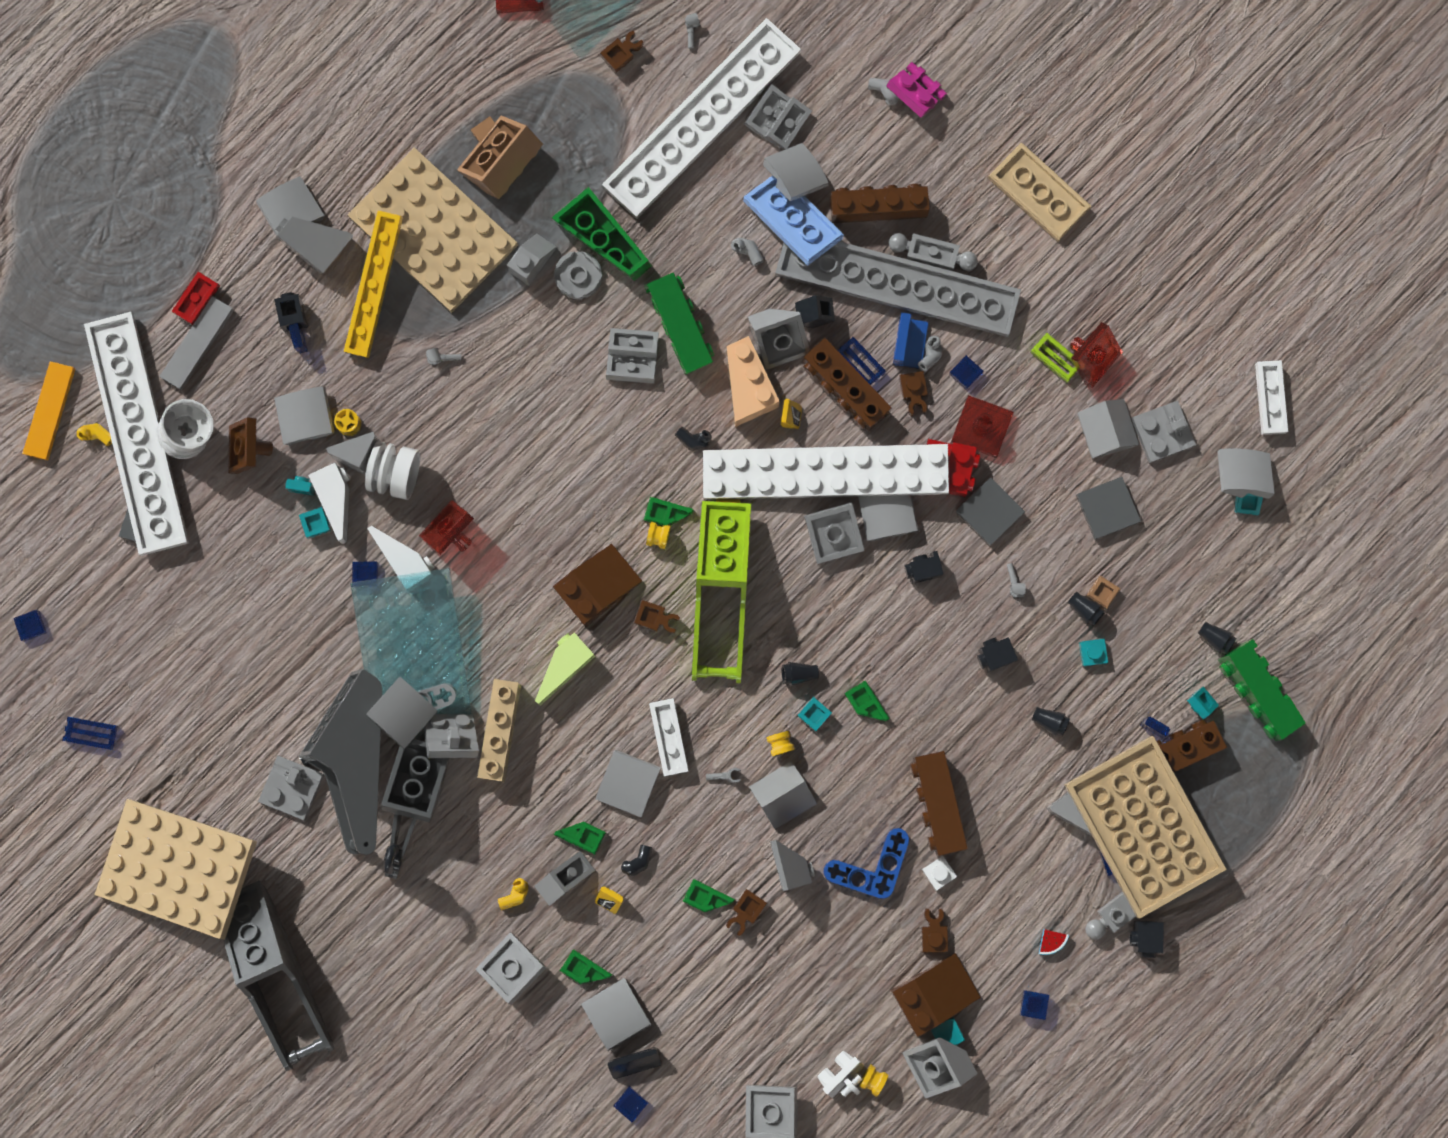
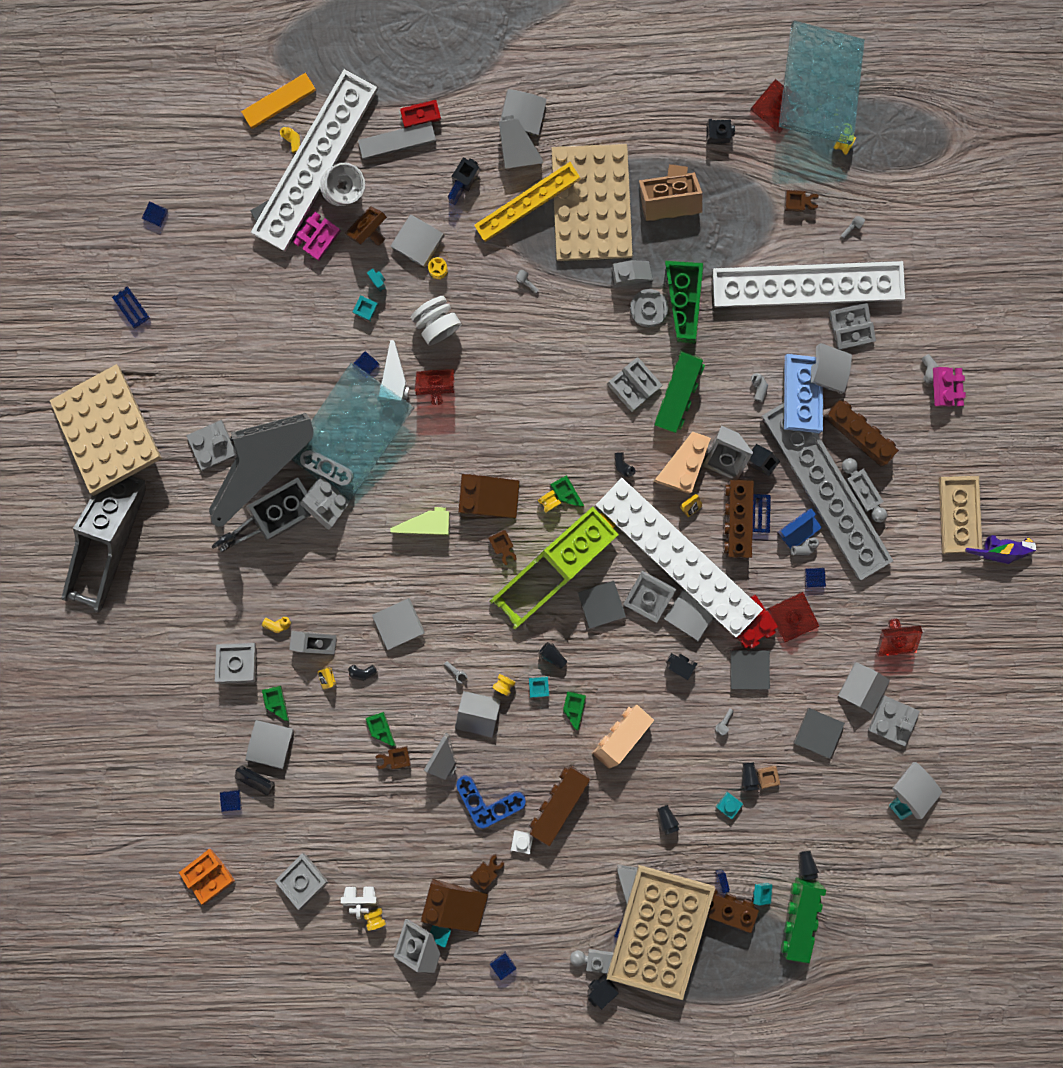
camera: 45 degrees right, 5 degrees up
(212, 500) = (321, 238): none -> dark pink plate
(333, 494) = (389, 304): white slope -> none
(354, 452) = (424, 289): light grey slope -> none
(401, 712) = (308, 464): light grey slope -> none
(488, 65) = (716, 136): none -> black brick
(499, 730) = (355, 525): tan brick -> none
(583, 836) = (345, 628): green tile -> none
(668, 737) = (445, 620): white plate -> none
(797, 583) = (601, 604): none -> dark grey tile
(913, 388) = (776, 558): reddish brown plate -> none
(935, 684) = (623, 736): none -> light nougat wedge
(996, 654) = (673, 753): black brick -> none
(1050, 364) = (874, 617): lime tile -> none
(1052, 942) = (547, 941): red tile -> none
(1109, 185) = (1004, 550): none -> dark purple animal
(1271, 397) = (975, 761): white plate -> none

